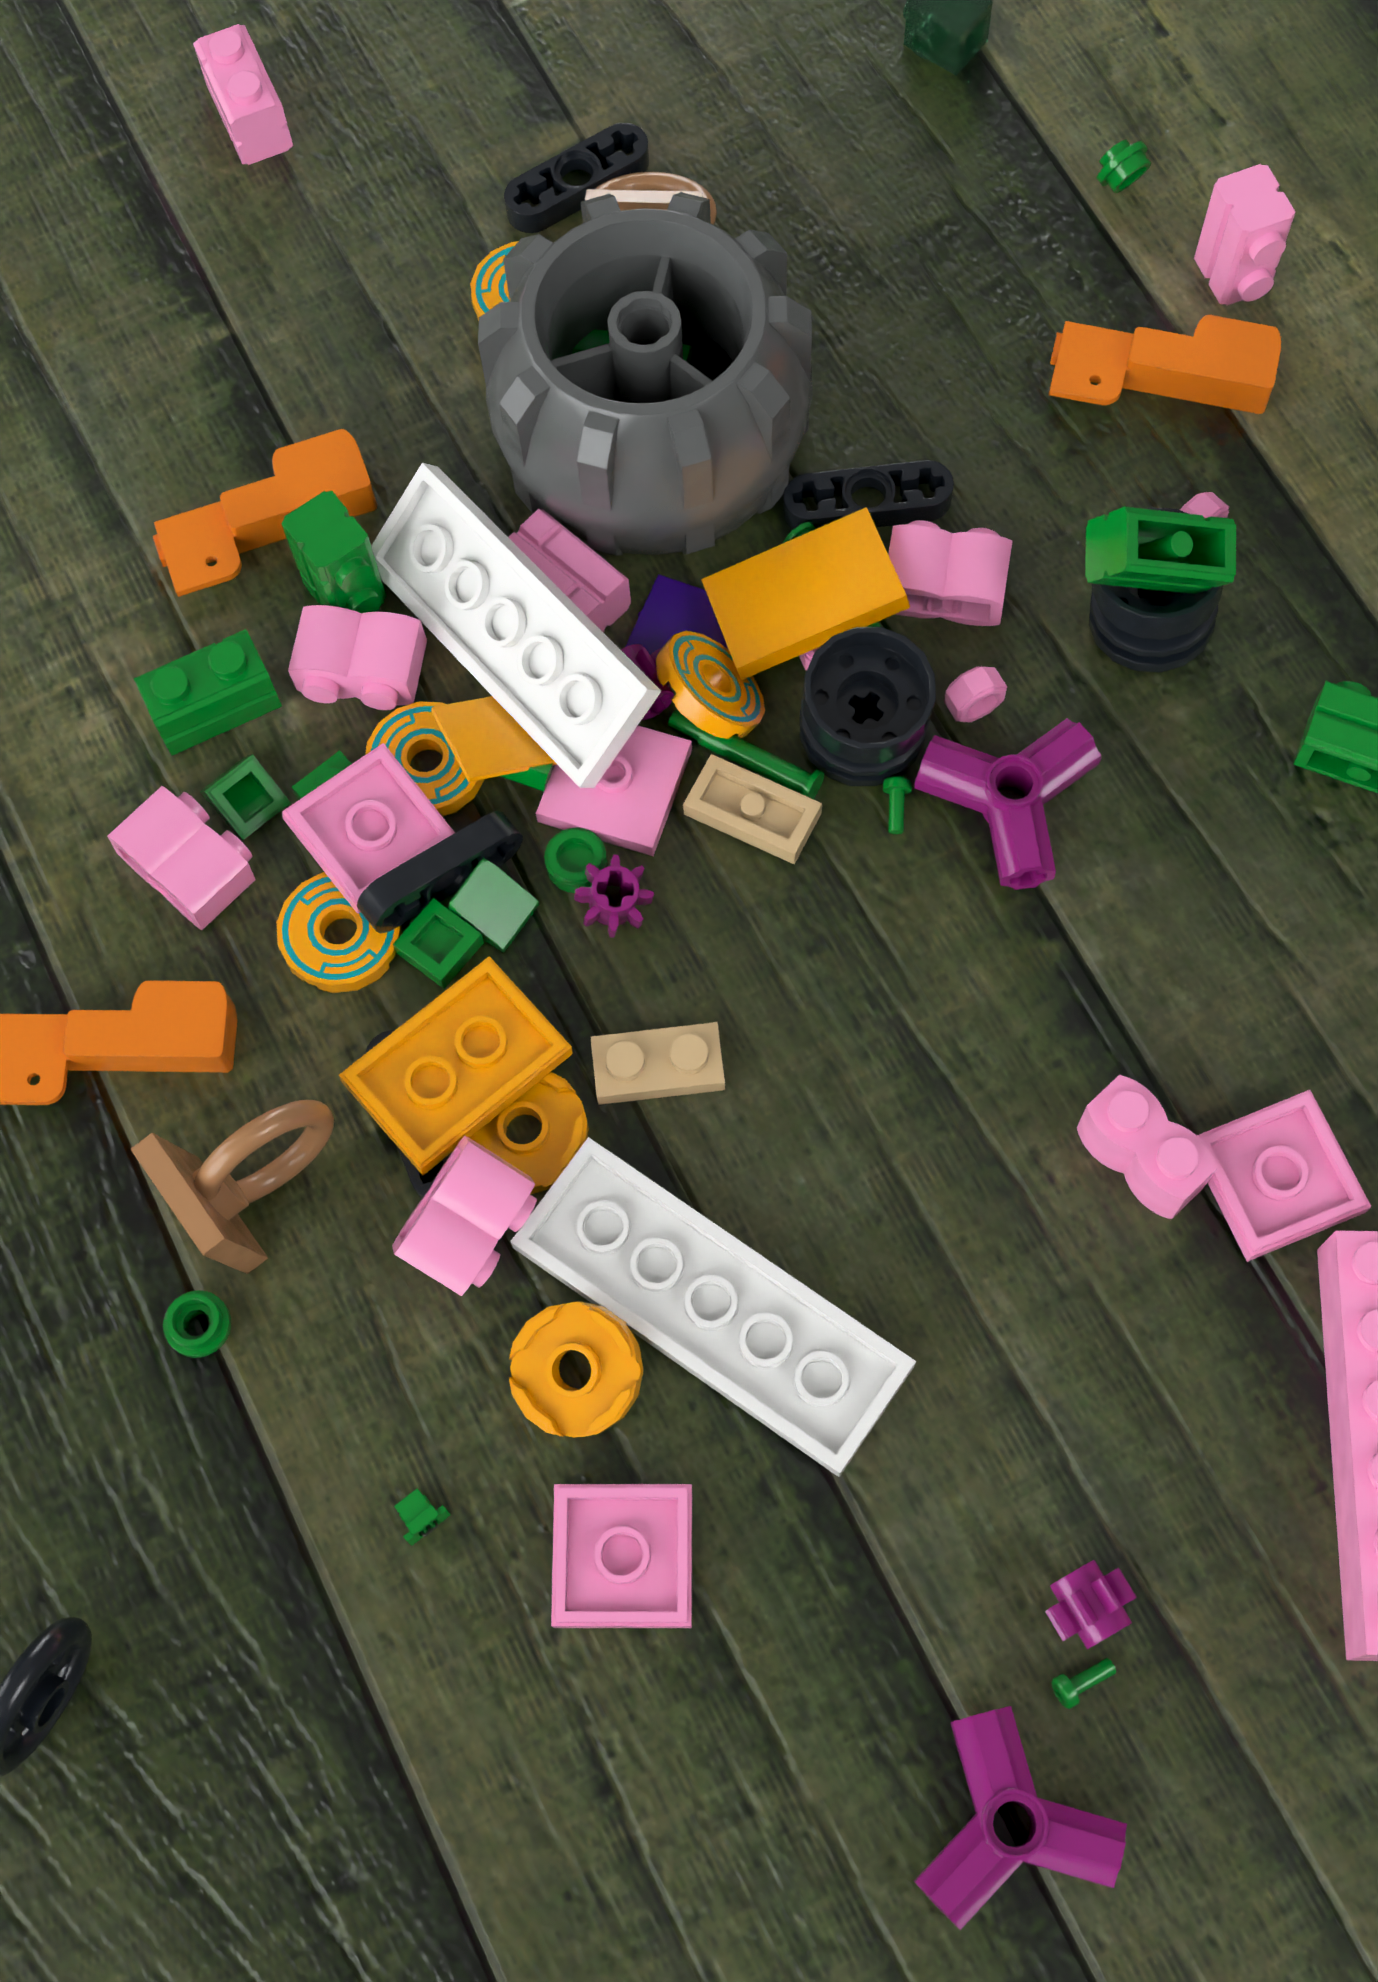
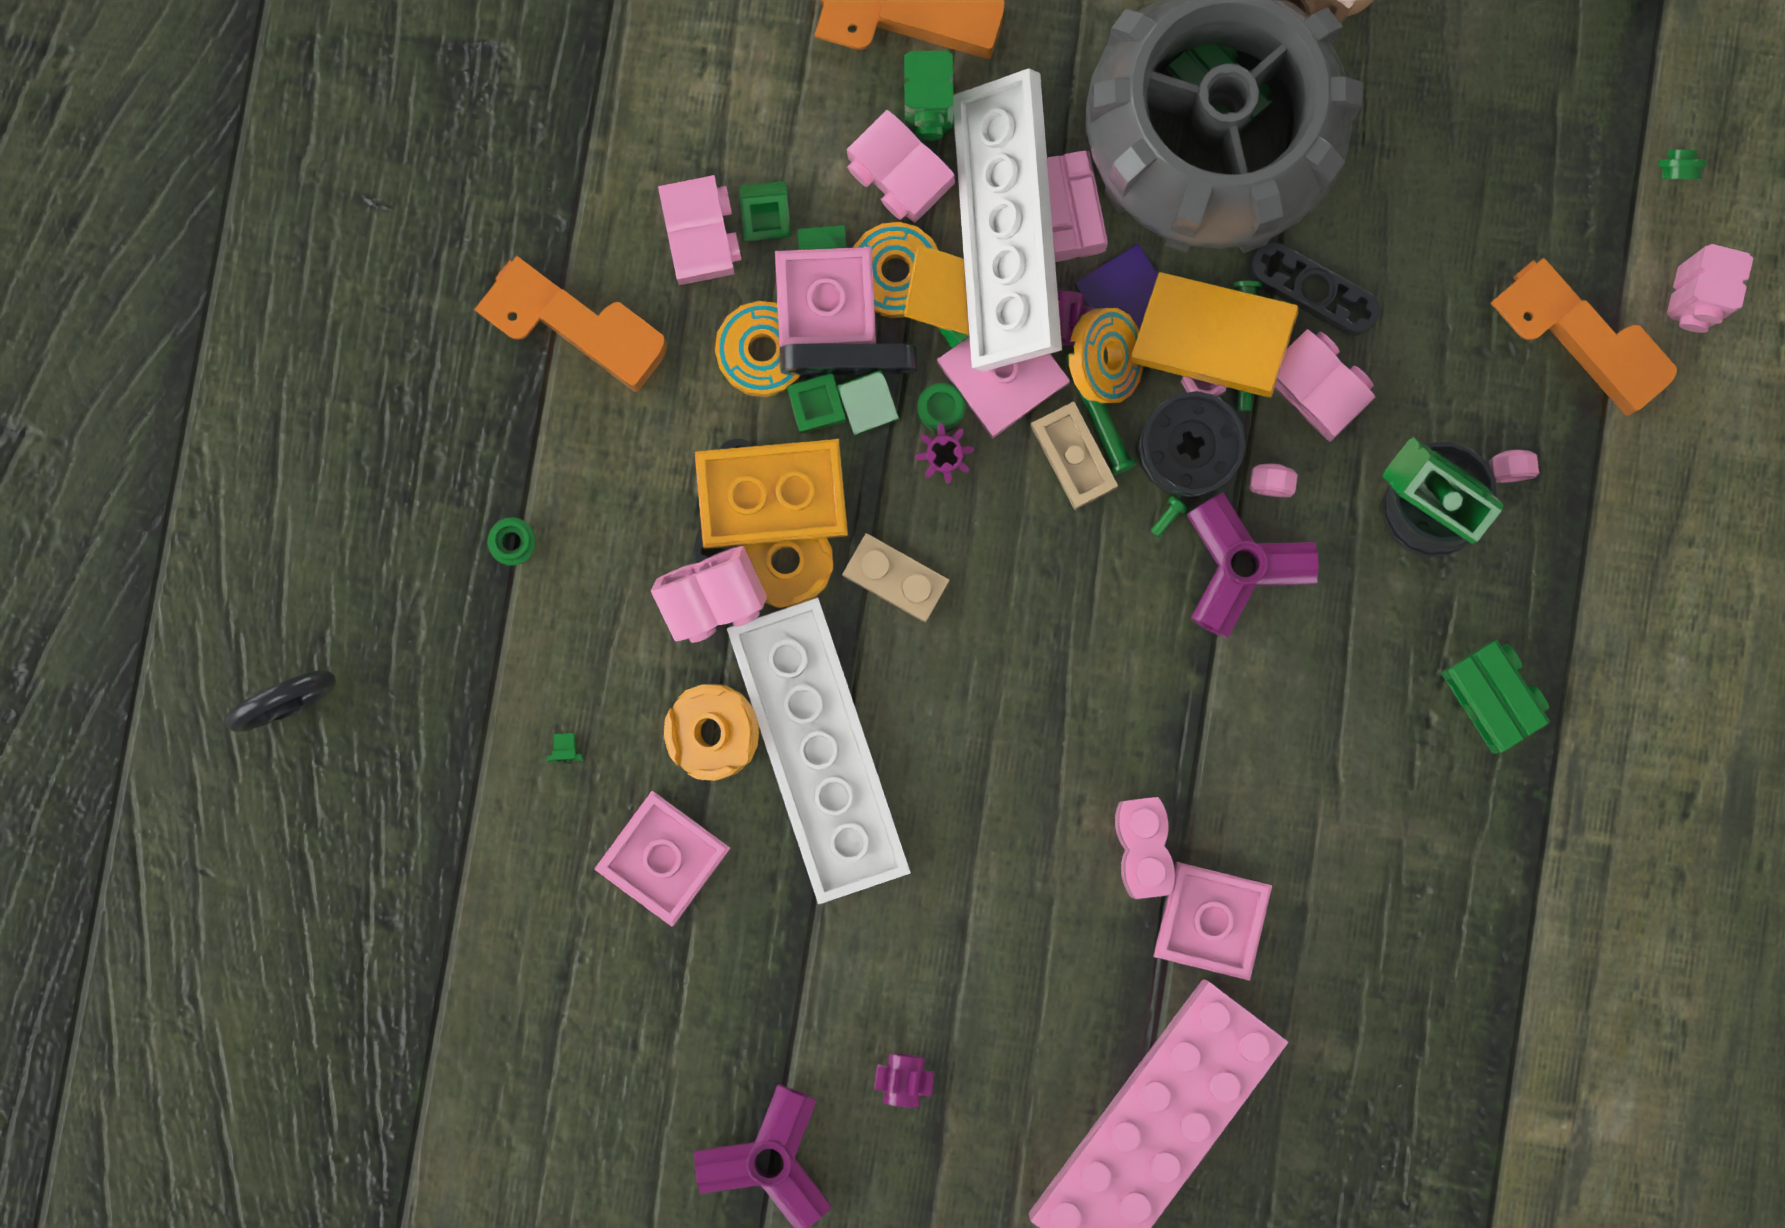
camera: 35 degrees right, 15 degrees up
(207, 1195) = (568, 474): medium nougat tile -> none
(208, 692) = (787, 125): green brick -> none
(1069, 1689) = (858, 1114): green piece -> none

